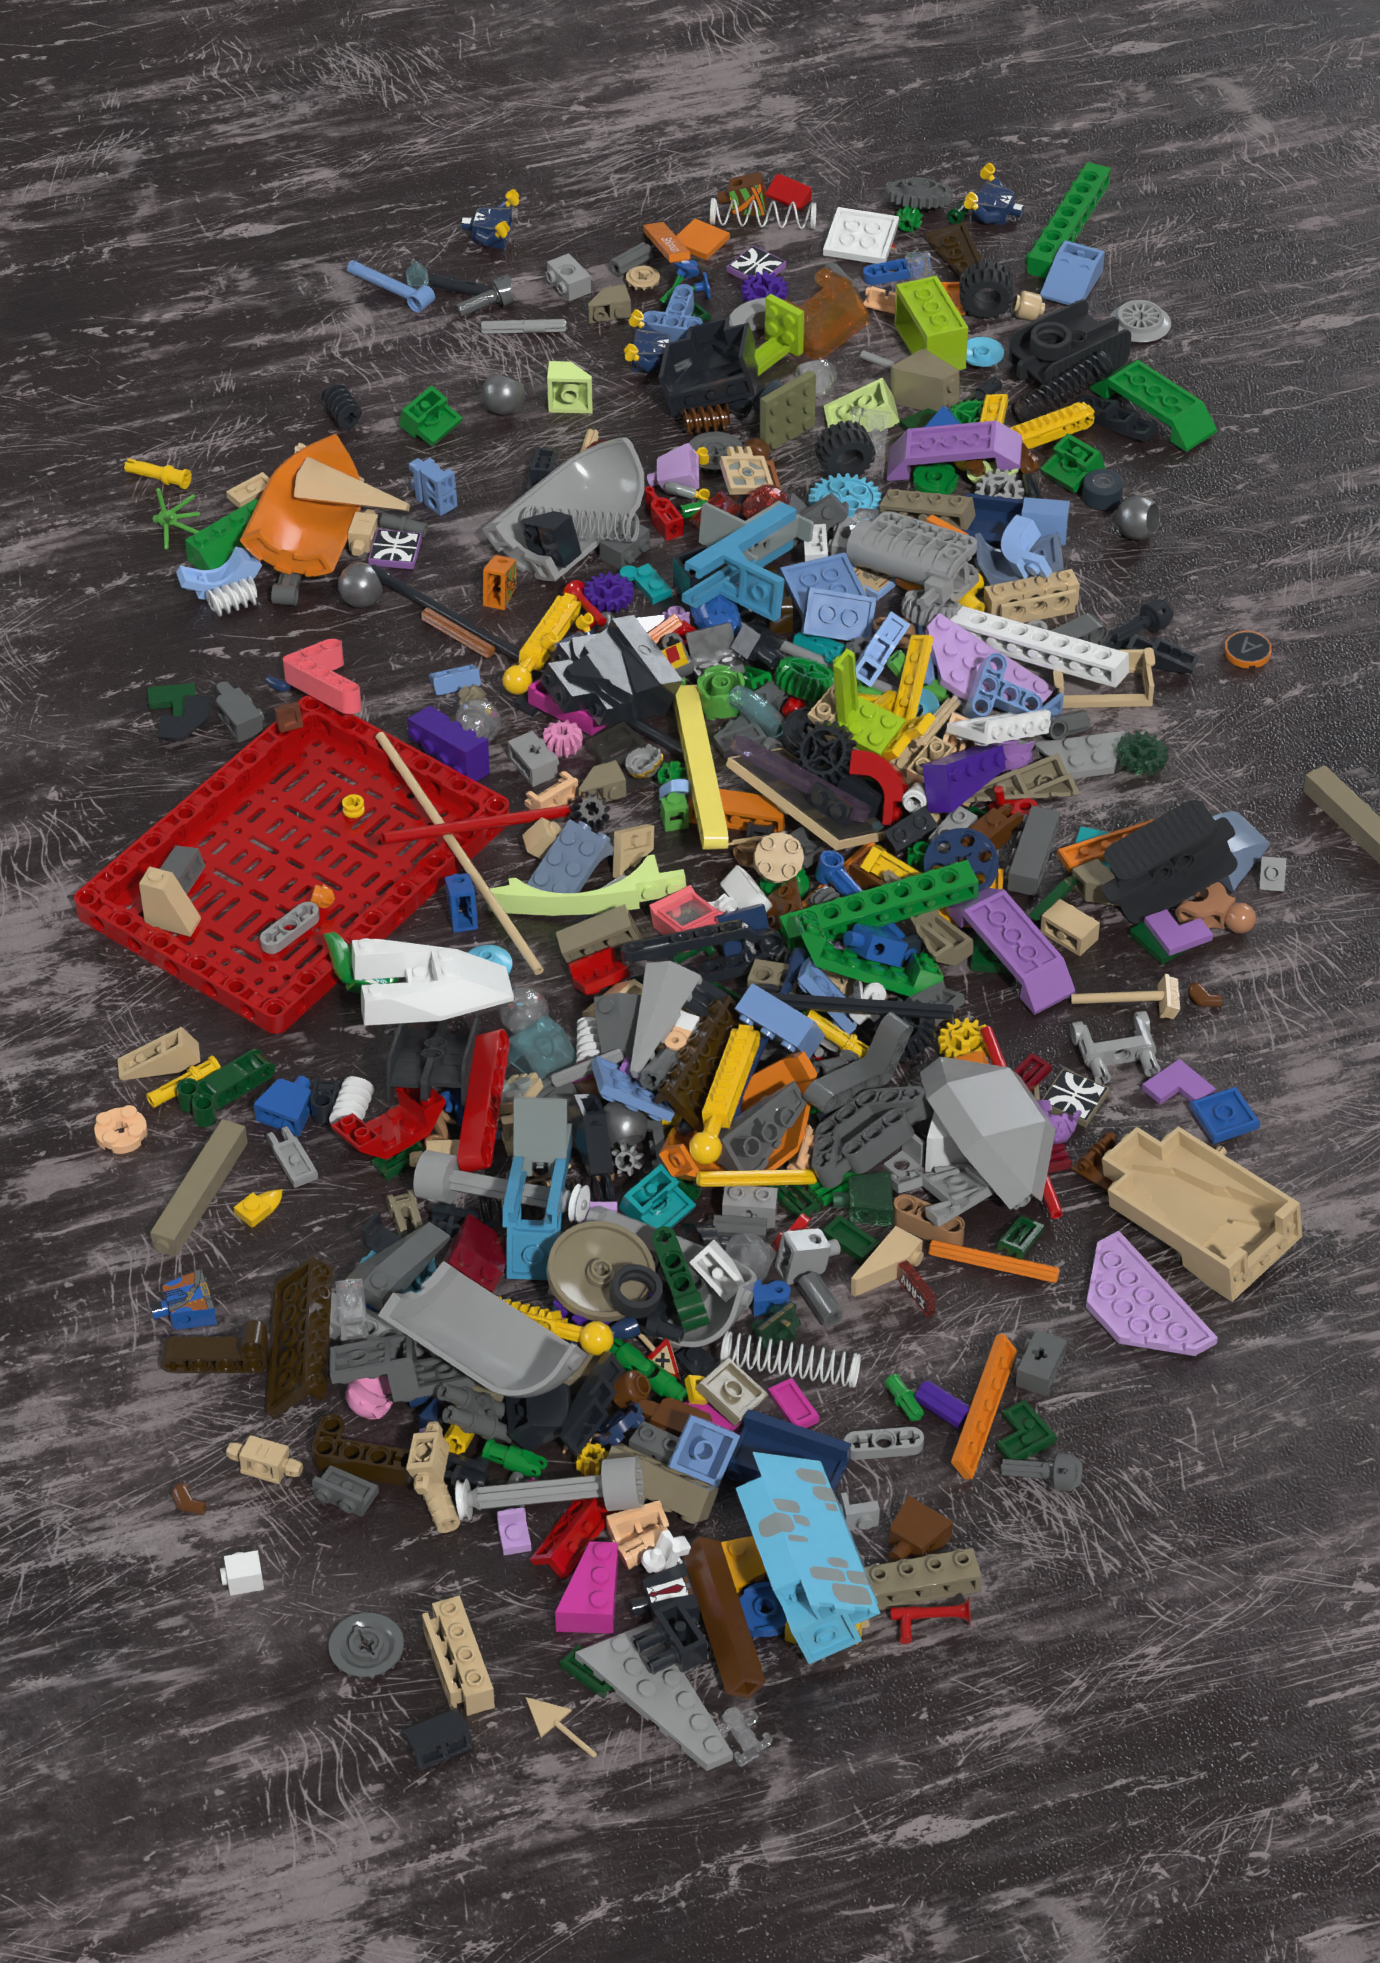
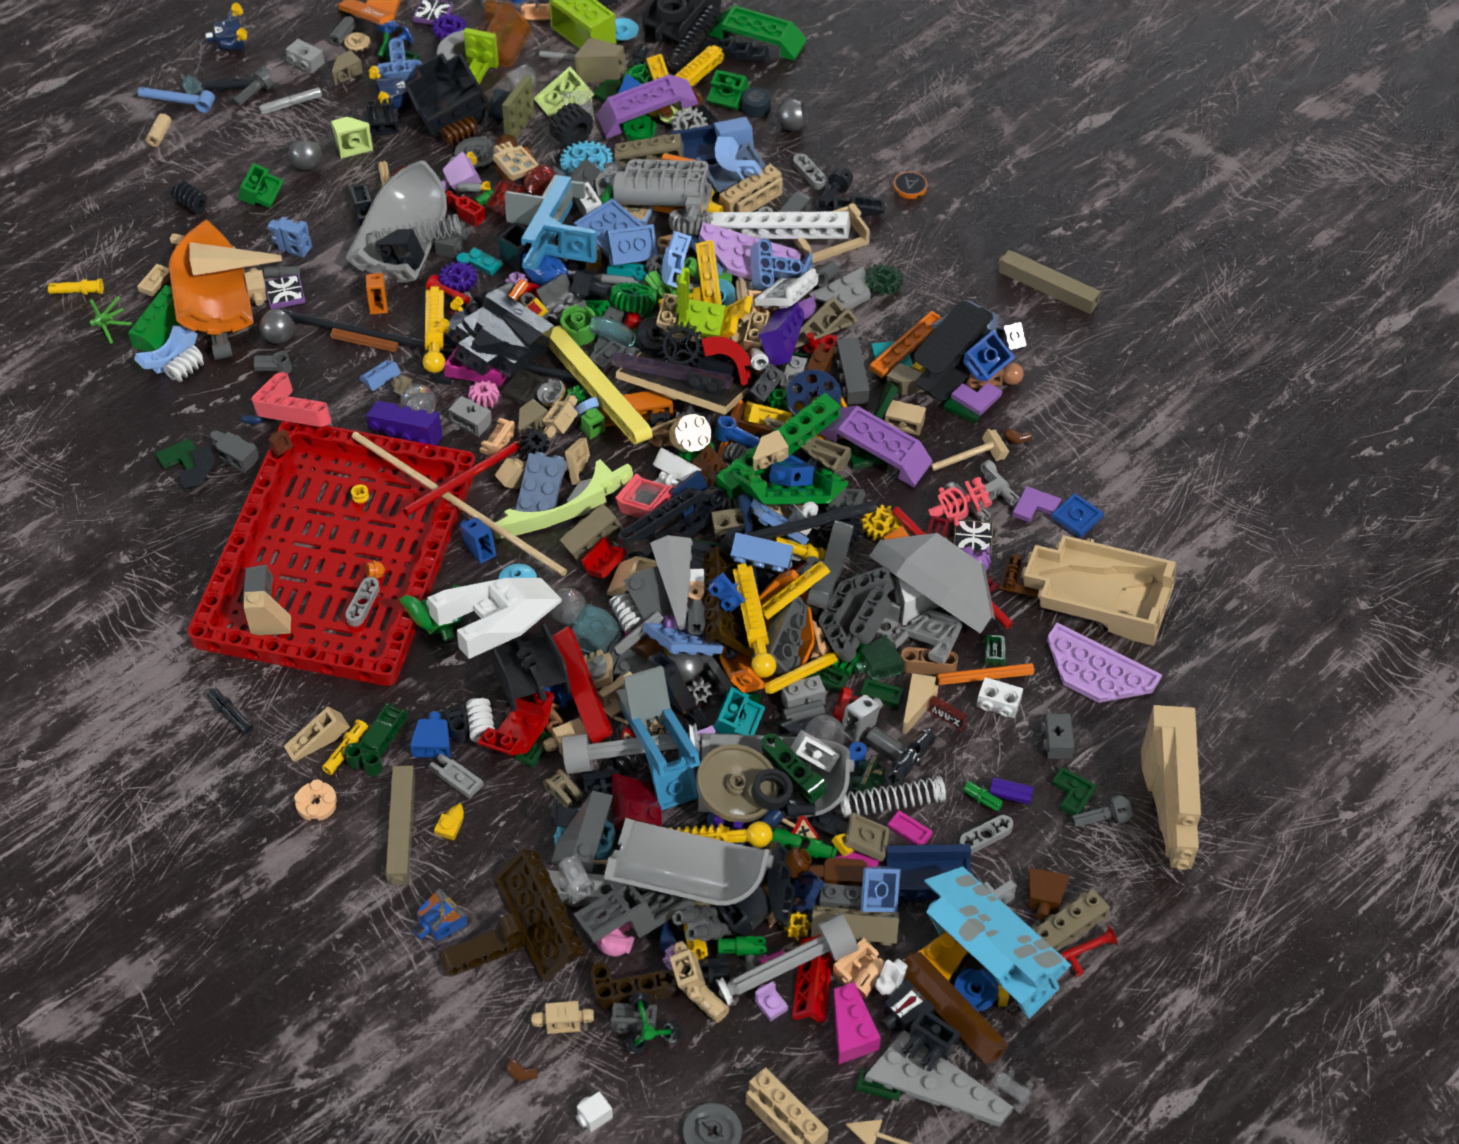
camera: 25 degrees left, 5 degrees up
(76, 993) = (225, 705): none -> black pin
(333, 1517) = (636, 1042): none -> black plant
(341, 627) = (278, 362): none -> dark grey piece
(348, 317) = (158, 130): none -> tan axle
(616, 380) = (382, 121): none -> black brick
(637, 792) = (560, 416): none -> tan piece
(705, 1048) = (726, 592): none -> blue hips
(793, 1075) = (794, 589): none -> yellow tile
(835, 1319) = (910, 756): none -> black piece
(840, 547) = (607, 195): none -> green pin
(855, 905) = (770, 450): none -> tan slope
(984, 1406) = (1040, 782): orange tile -> none
(993, 1293) = (1000, 697): none -> white brick
(1063, 1055) = (943, 509): none -> coral torso
(1127, 587) = (802, 164): none -> light grey beam
(1144, 1458) = (1172, 776): none -> tan panel
(1209, 883) = (987, 356): none -> blue slope

